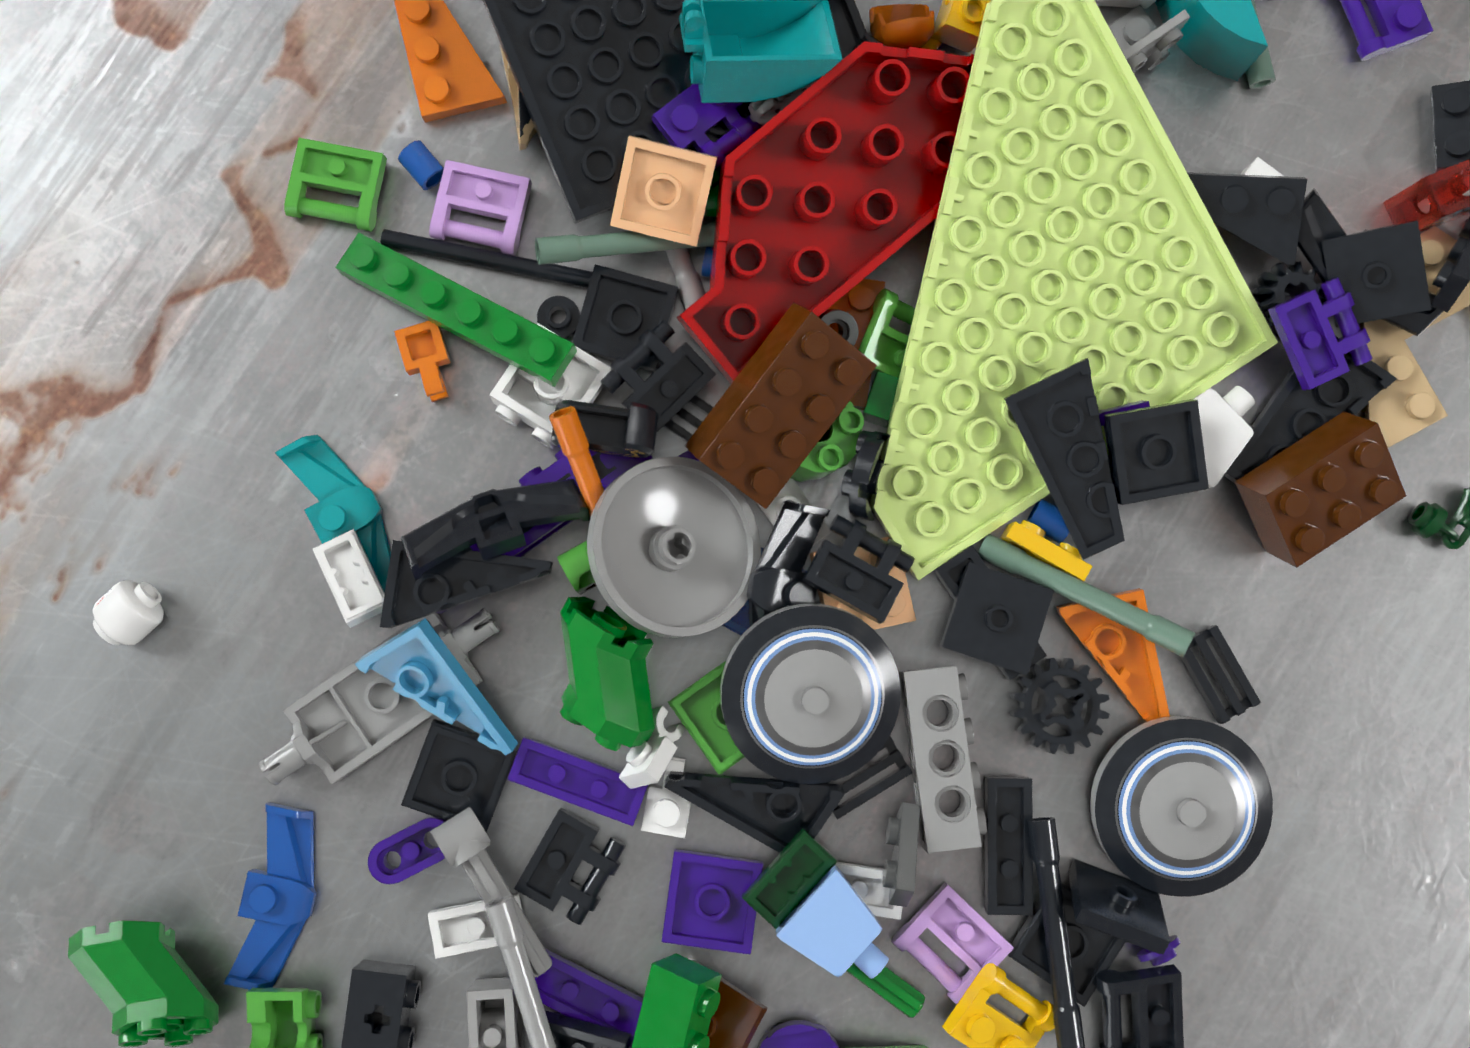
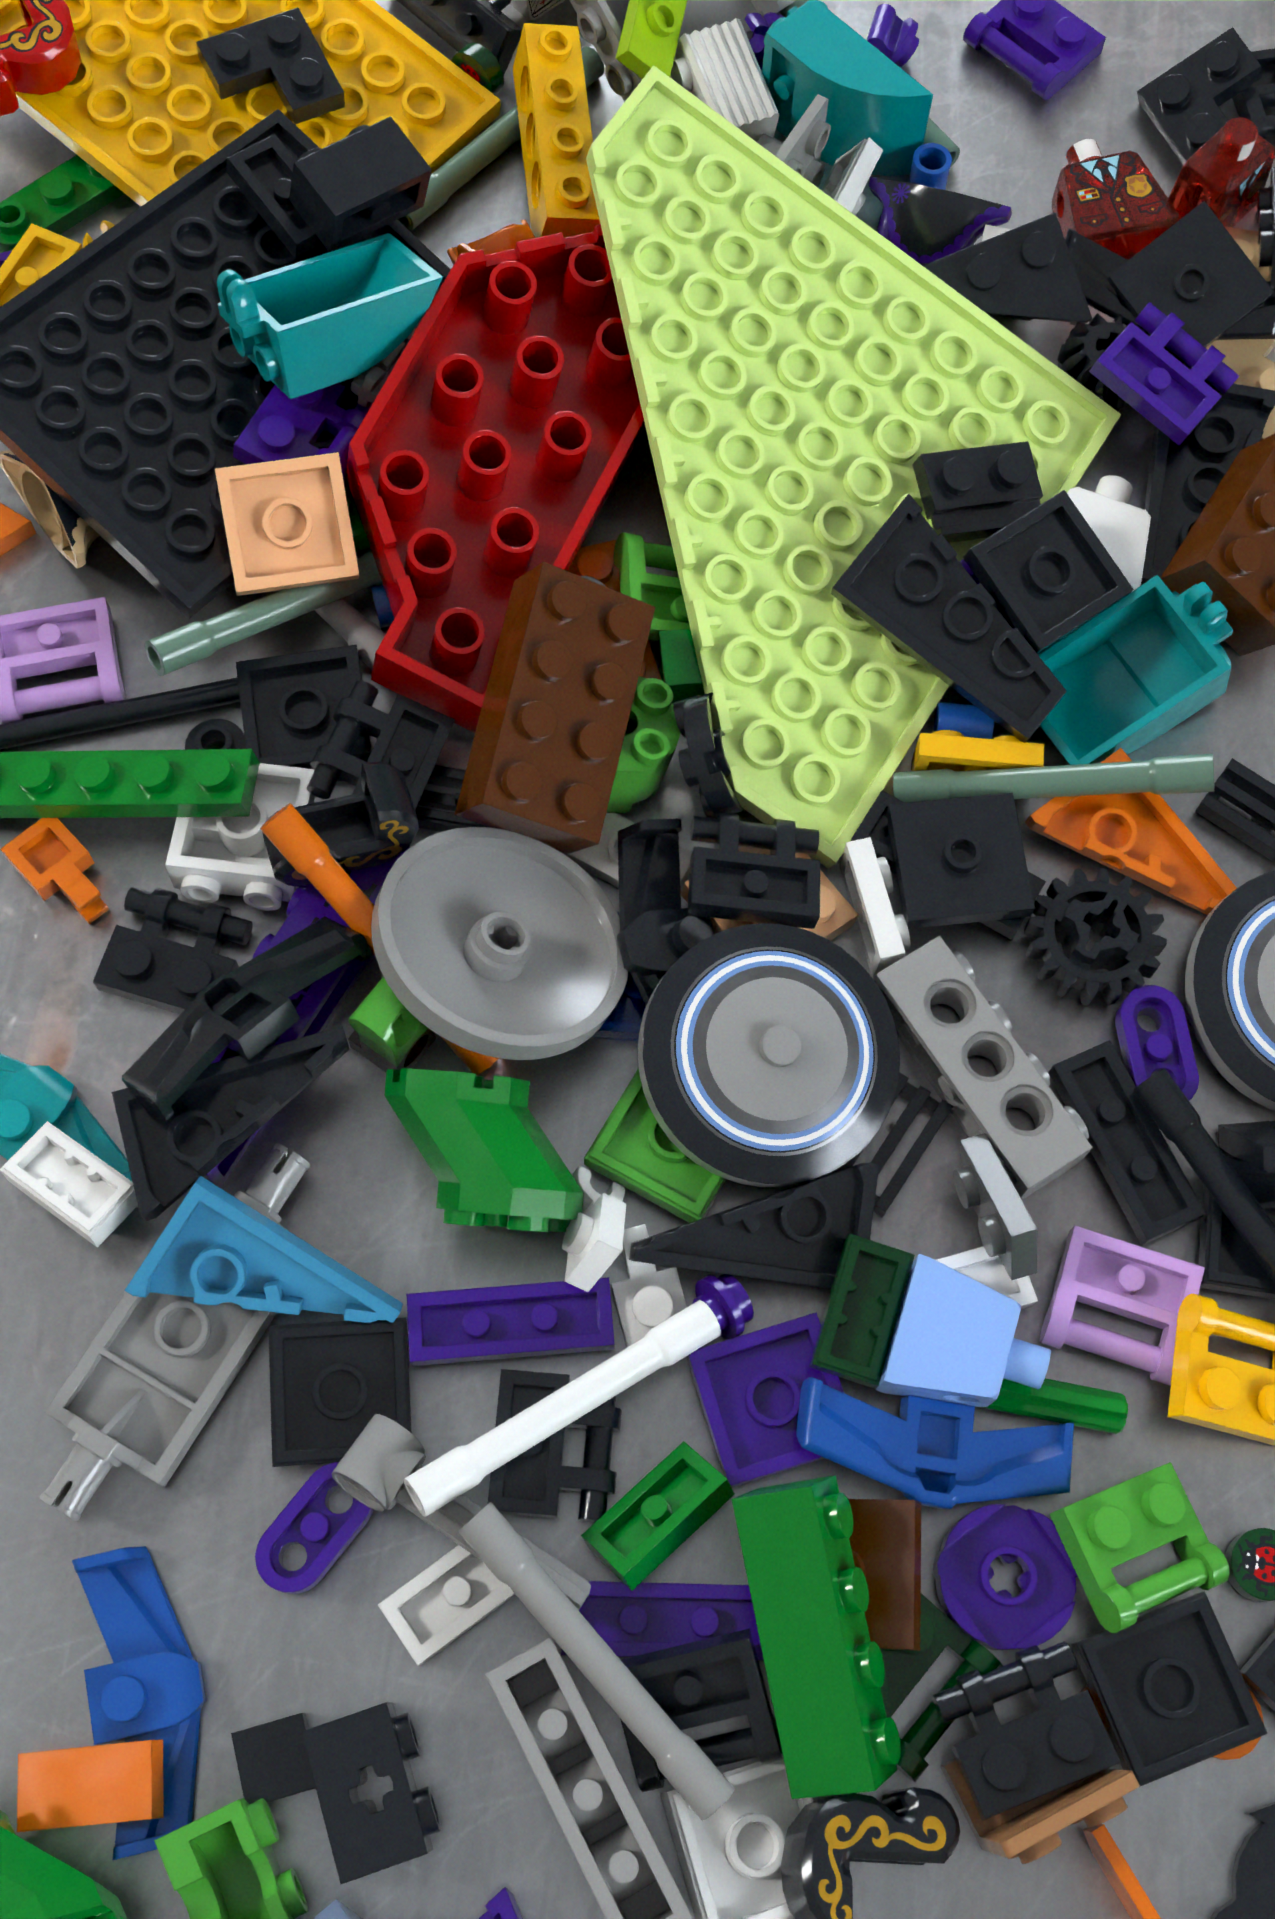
camera: 25 degrees left, 15 degrees down
(227, 936) = (90, 1785): none -> orange tile
(334, 967) = (273, 1759): none -> black tile
(464, 457) = (162, 971): none -> black plate
(510, 867) = (470, 1463): none -> white piece
(611, 938) = (658, 1515): none -> green plate
(708, 832) = (727, 1301): none -> dark purple plate
(790, 981) = (933, 1448): none -> blue plate
(932, 602) = (868, 885): none -> white plate
(1063, 796) = (1166, 1048): none -> dark purple plate
(1144, 365) = (977, 489): none -> black plate
(1175, 75) = (851, 175): none -> white plate
(1181, 540) = (1137, 671): none -> teal piece
(1219, 138) = (932, 221): none -> black hat
(1249, 84) = (930, 166): none -> blue hinge
(1359, 173) = (1111, 199): none -> clear red torso

